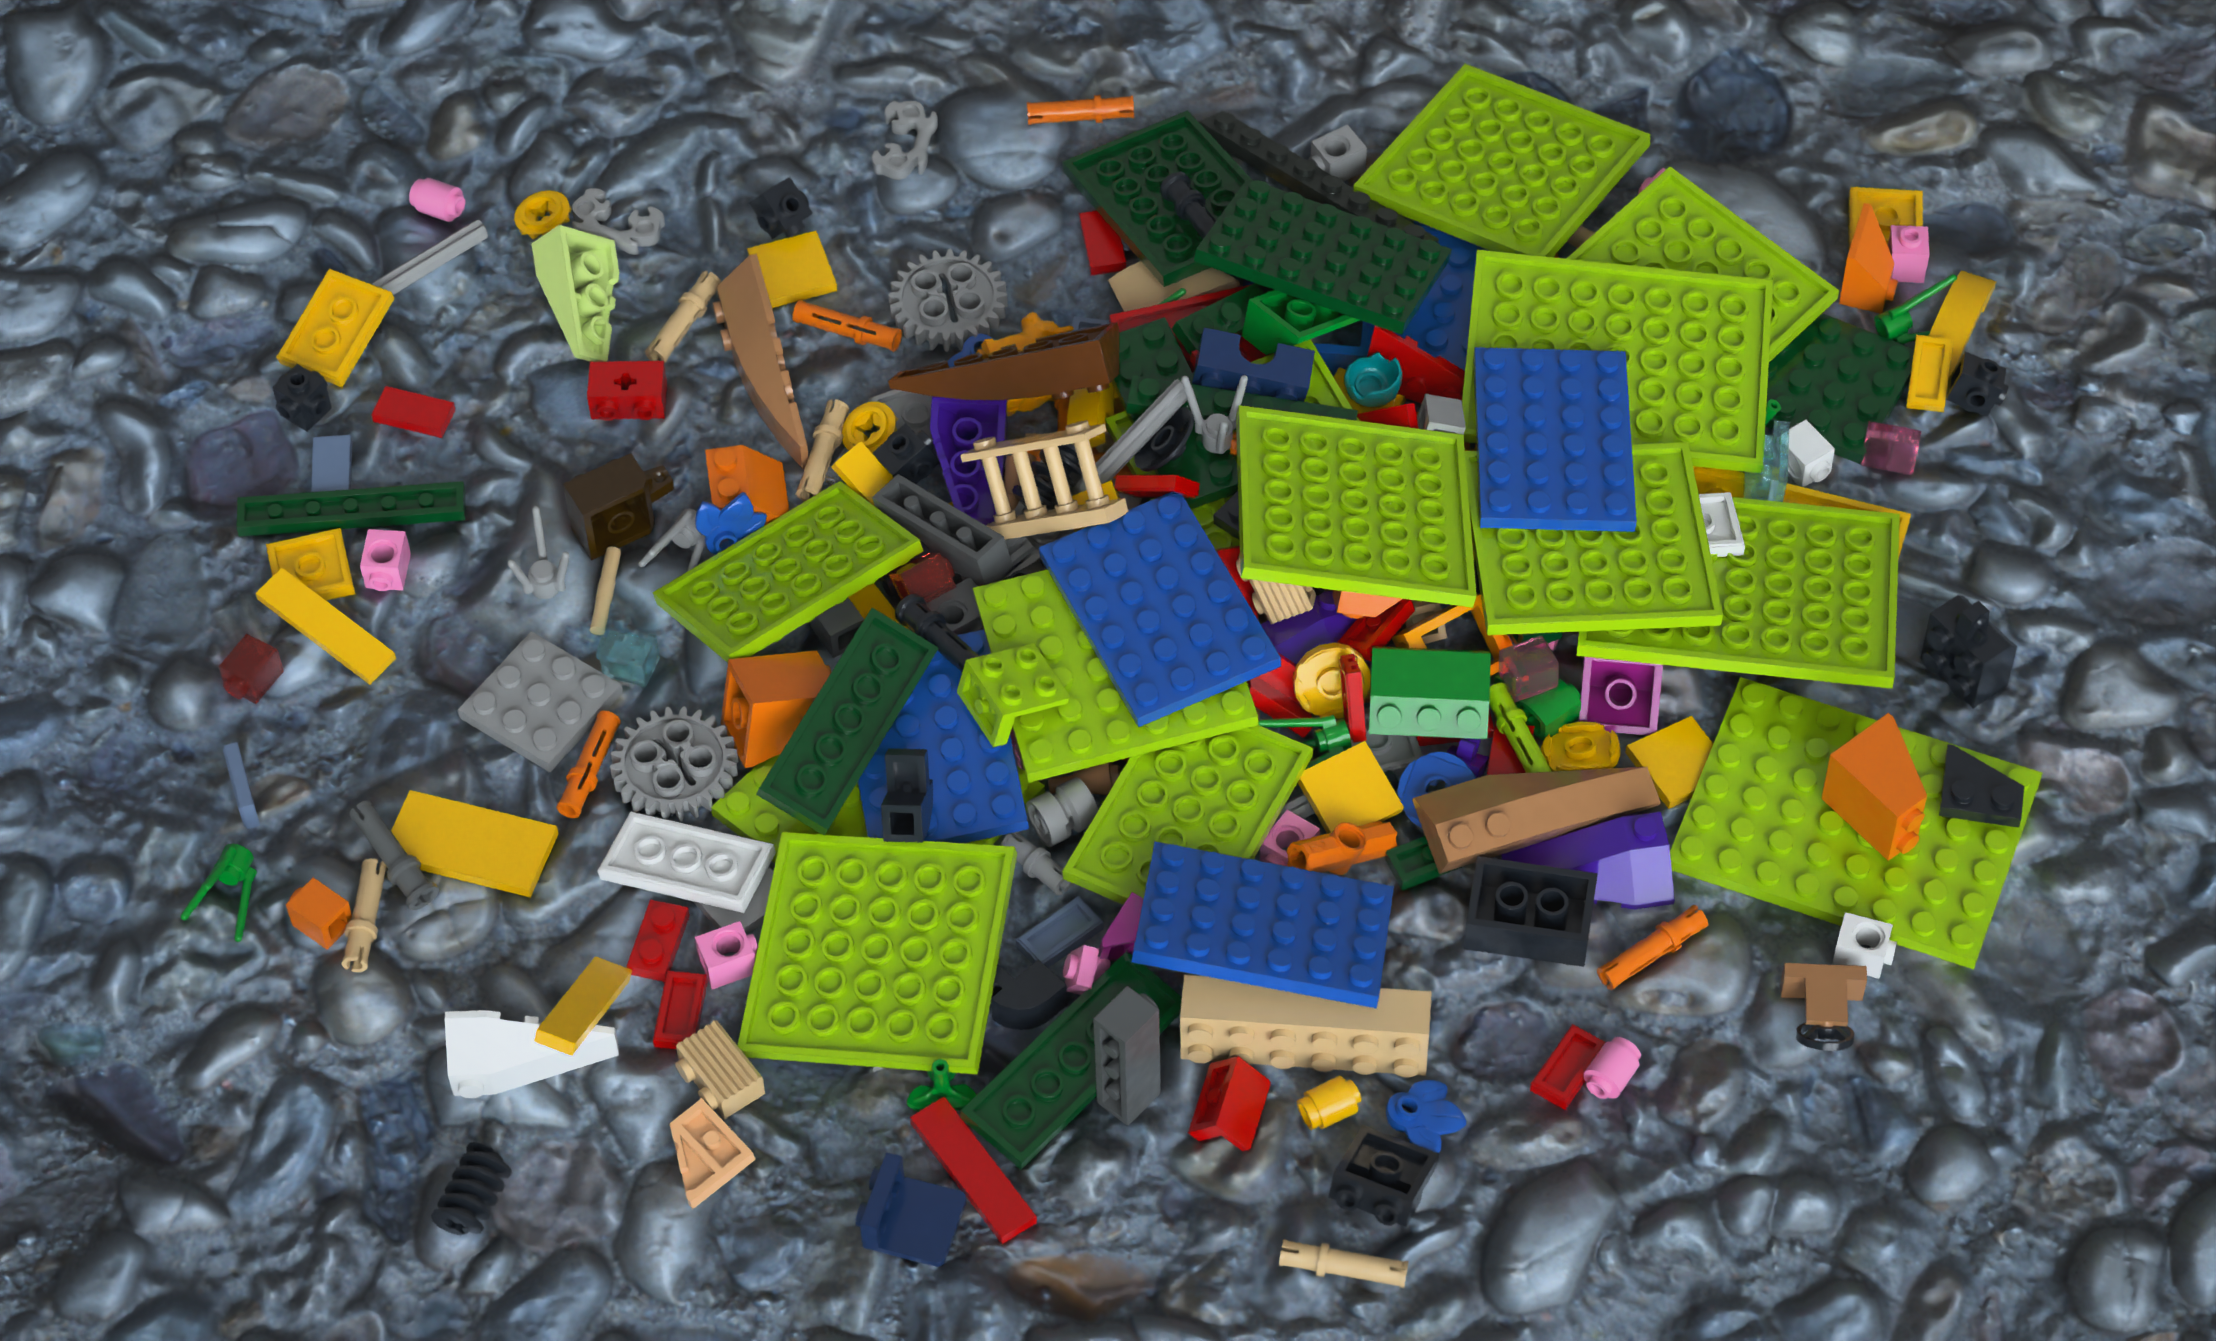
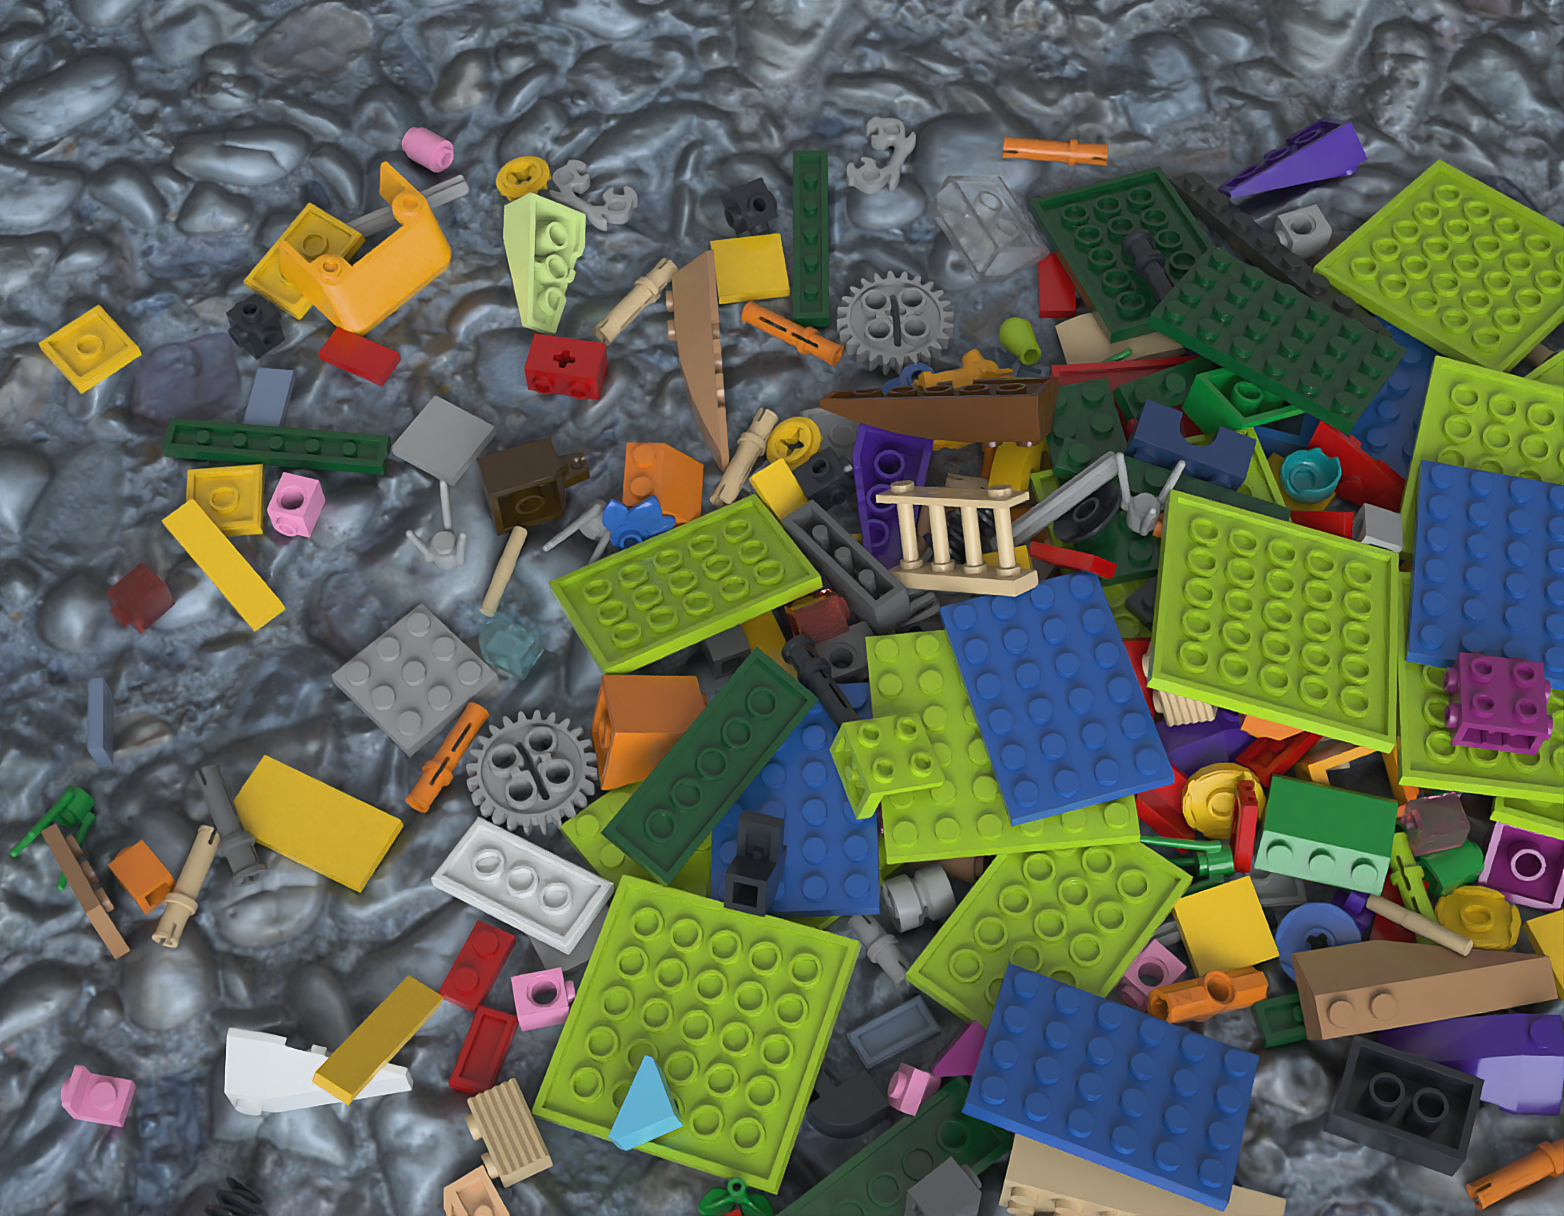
camera: 10 degrees right, 5 degrees up
(133, 445) = (90, 349): none -> yellow tile
(265, 923) = (81, 879): none -> medium nougat wing
(324, 1107) = (97, 1097): none -> bright pink bracket
(412, 346) = (385, 277): none -> light orange windscreen
(517, 478) = (444, 440): none -> light grey tile
(845, 1021) = (647, 1109): none -> medium azure slope
(848, 230) = (810, 238): none -> dark green plate
(1024, 194) = (987, 227): none -> clear slope
(1074, 297) = (1019, 339): none -> lime cone
(1339, 76) = (1313, 154): none -> dark purple wedge
(1525, 757) = (1419, 924): none -> tan piece
(1565, 548) = (1497, 703): none -> magenta brick

